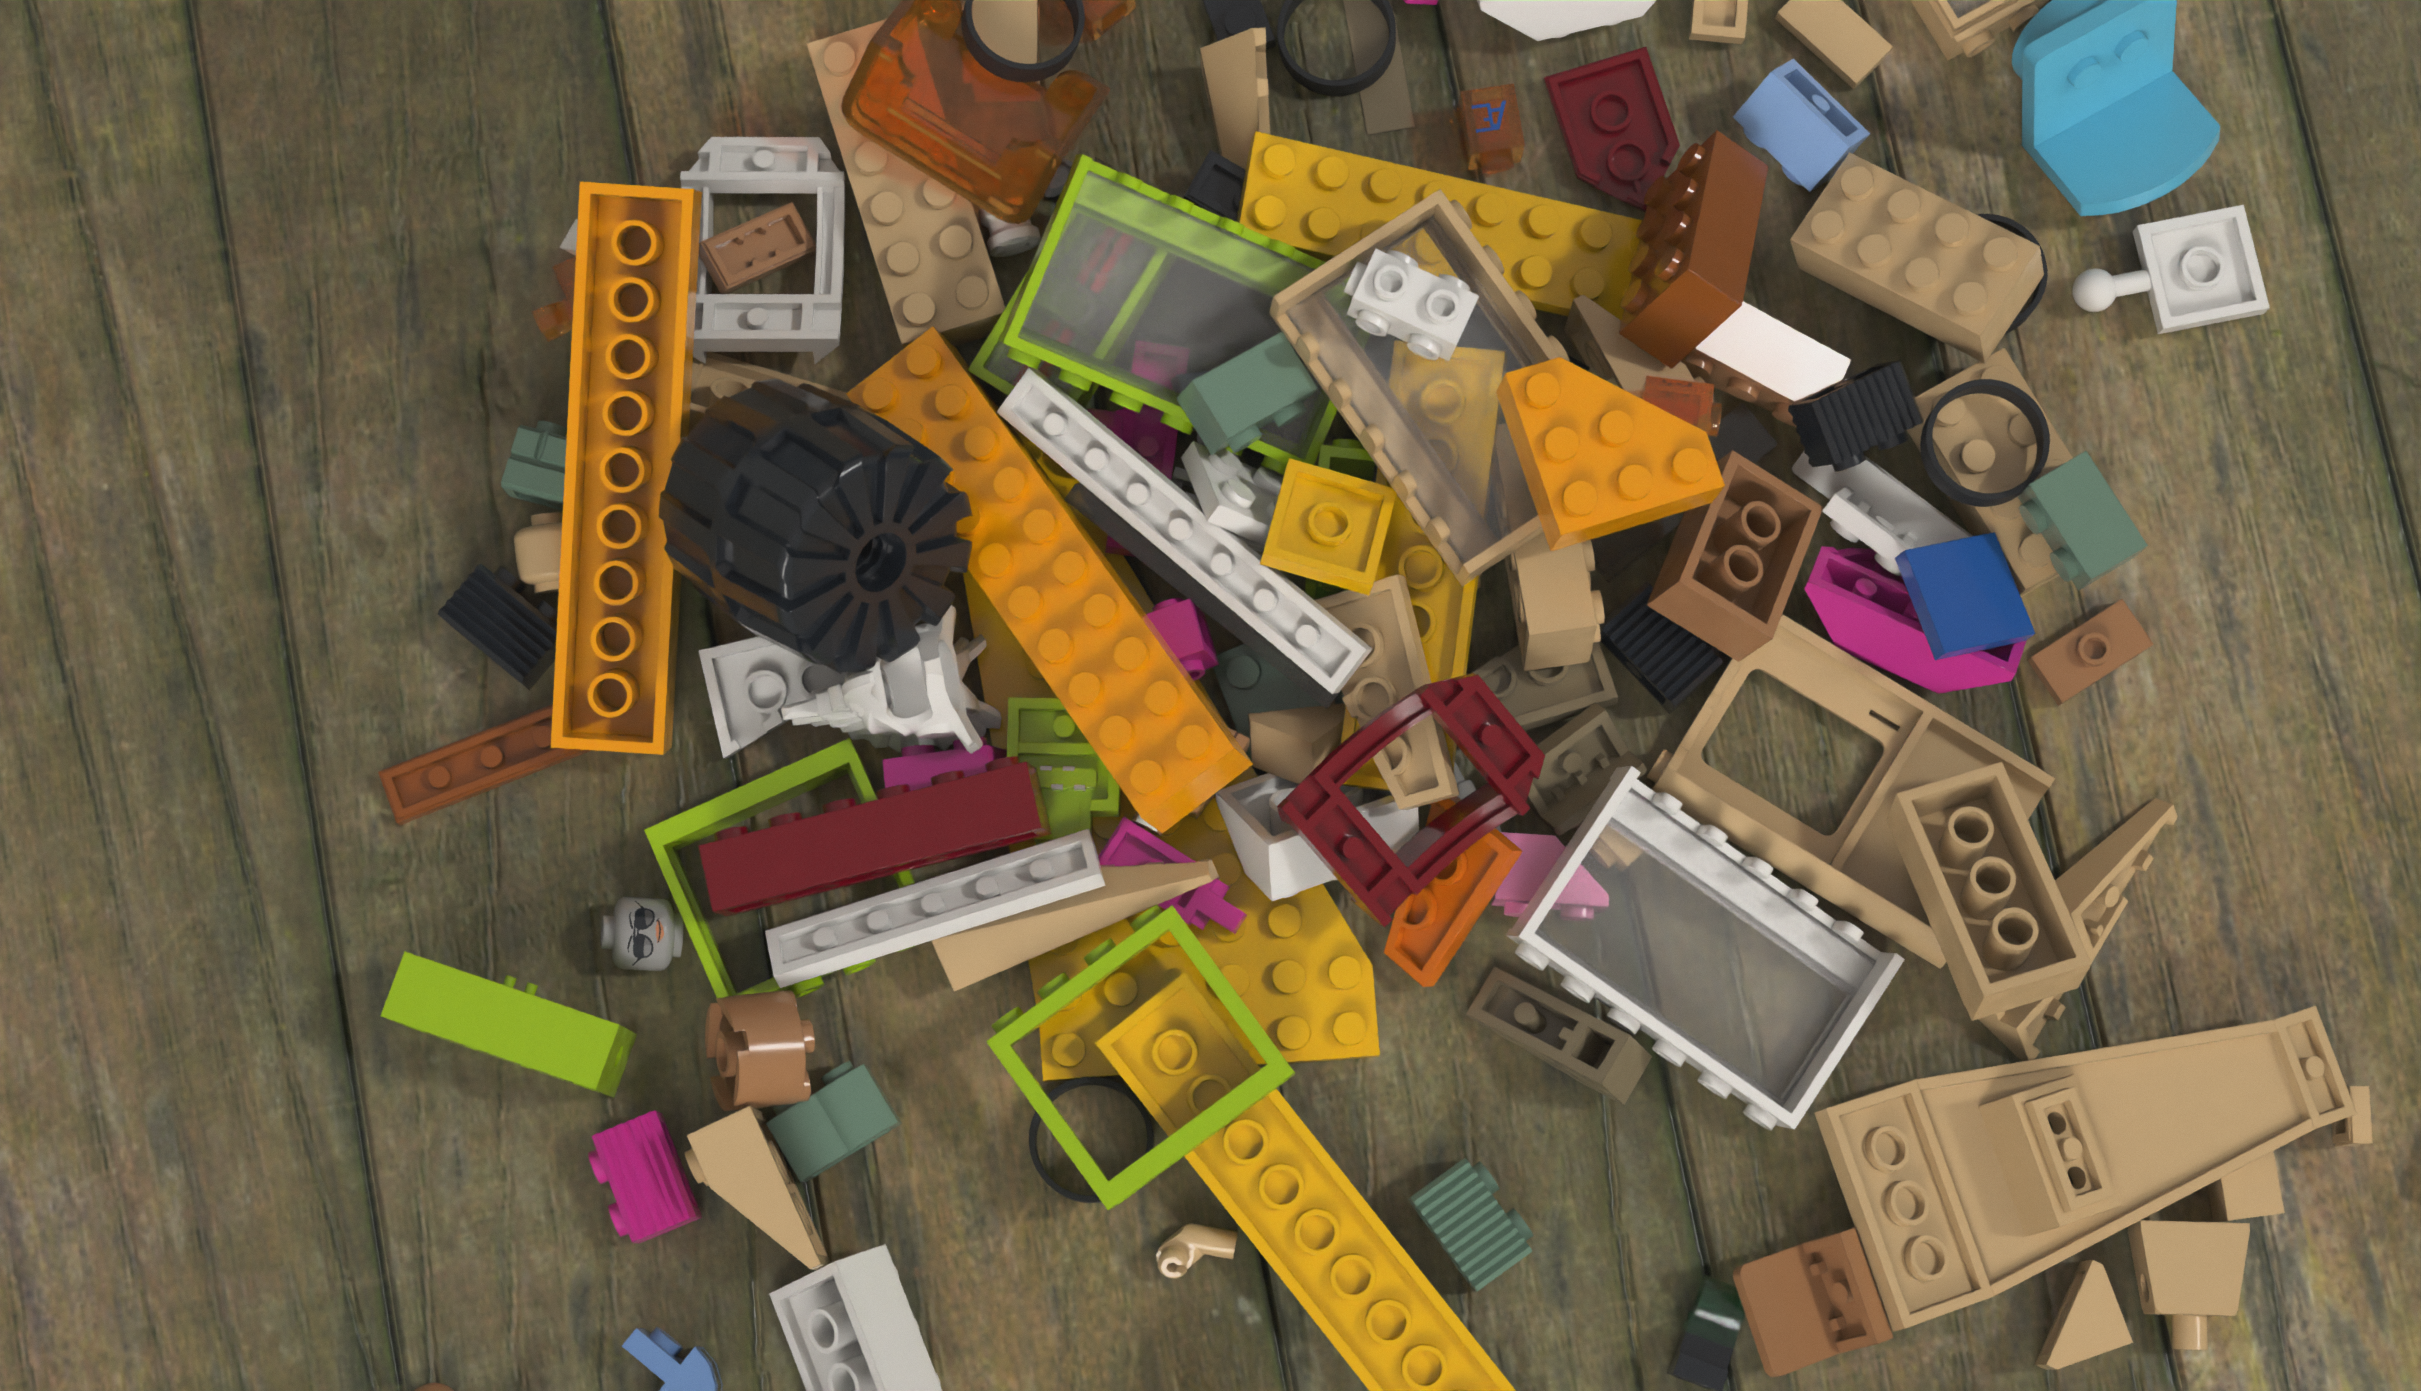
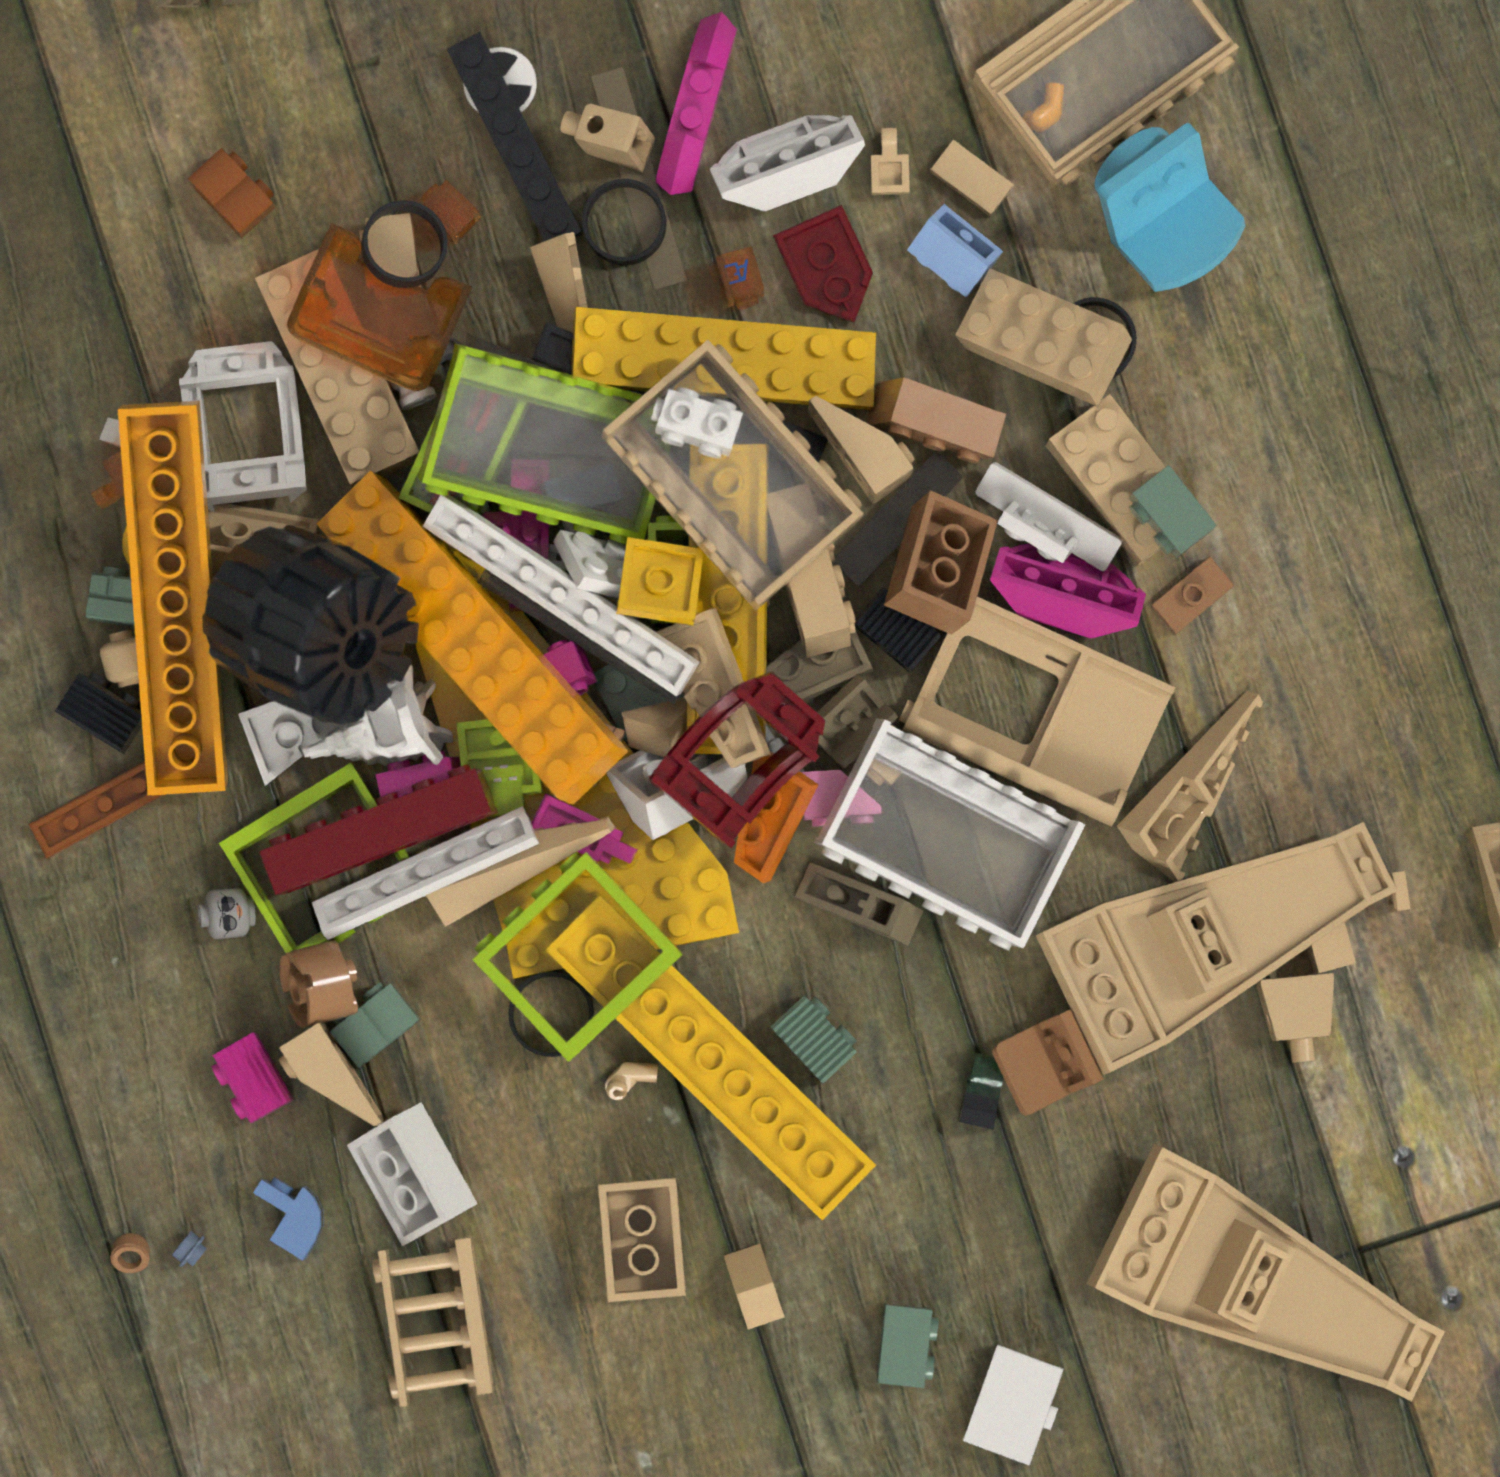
camera: 15 degrees left, 5 degrees up
(509, 1023) = (146, 987): lime brick -> none
(757, 248) = (239, 426): medium nougat plate -> none
(1247, 394) = (593, 494): sand green brick -> none
(1601, 454) = (837, 513): light orange brick -> none
(1685, 400) = (888, 474): clear orange brick -> none
(1693, 249) = (887, 354): dark orange brick -> none
(1856, 415) = (1013, 454): black brick -> none
(1964, 596) = (1099, 572): blue tile -> none
(1987, 891) = (1134, 772): tan brick -> none
(2020, 400) = (1118, 429): black tyre -> none
(2086, 1321) = (1233, 1051): tan slope -> none
(2192, 267) = (1237, 319): white plate -> none

